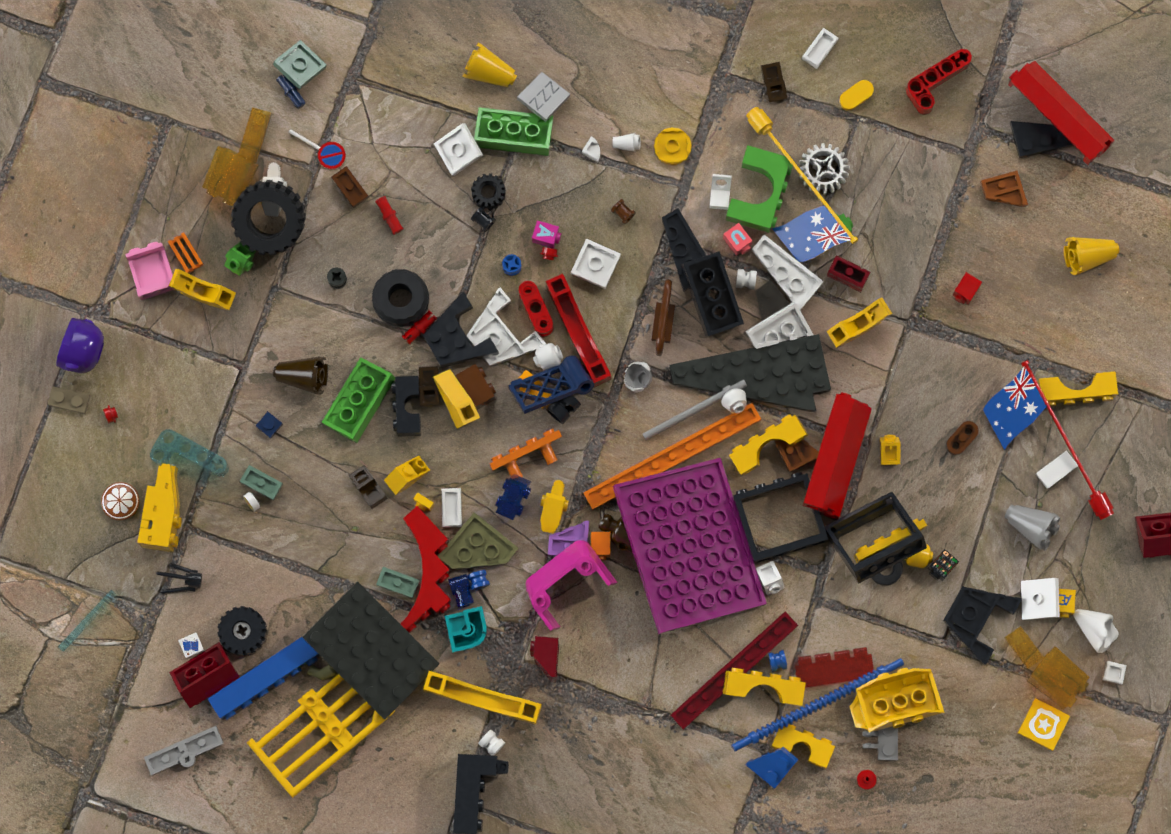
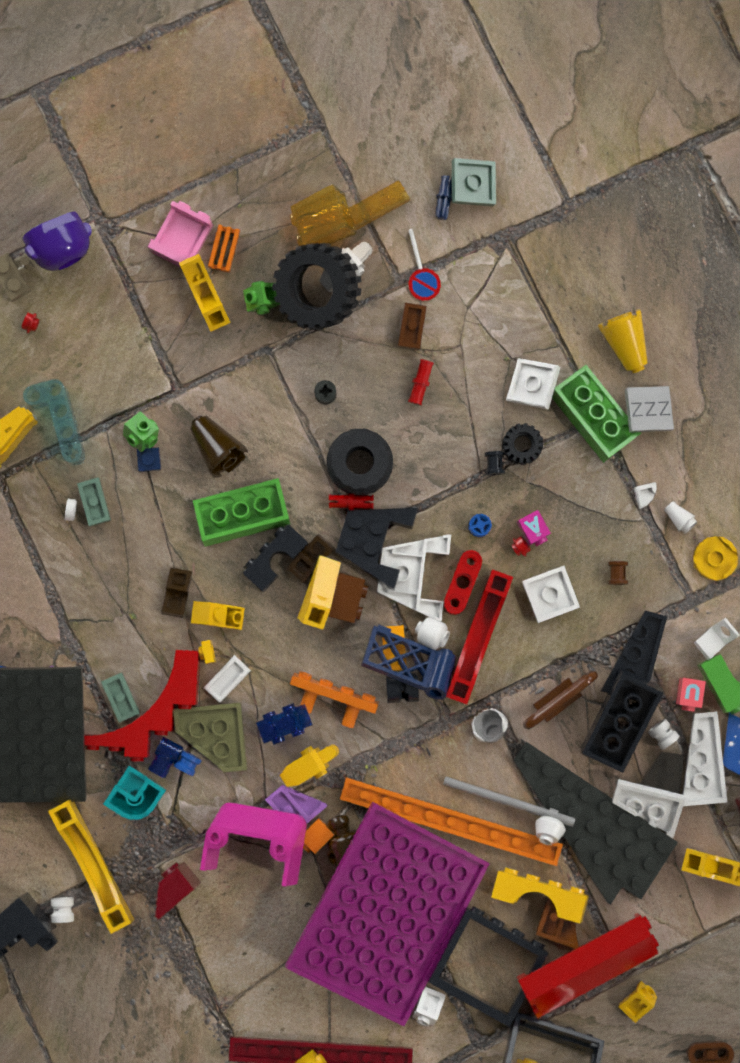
camera: 45 degrees right, 5 degrees up
(248, 411) = (141, 432): none -> bright green brick

